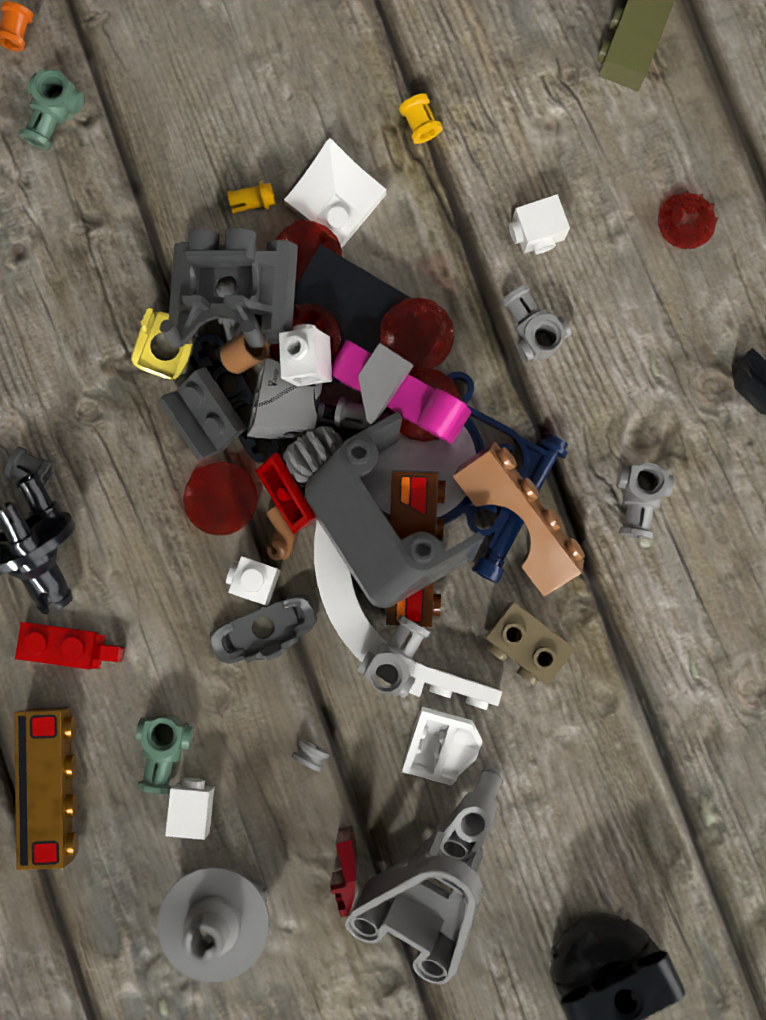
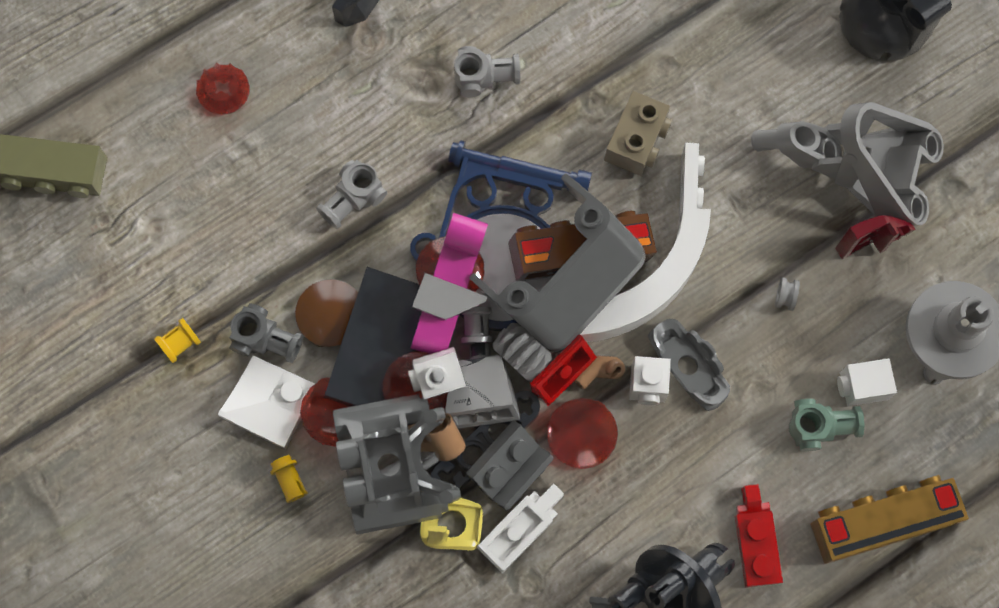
camera: 105 degrees left, 10 degrees down
(140, 411) = (520, 528): none -> white hinge
(395, 656) = (682, 229): light grey connector -> none
(403, 205) = (265, 338): none -> dark grey connector
(415, 270) = (325, 311): none -> reddish brown dish
(418, 332) = (387, 288): clear red dish -> none
(441, 746) = (746, 188): white slope -> none
(493, 480) = (507, 189): medium nougat arch -> none
(539, 225) = (258, 210): white brick -> none

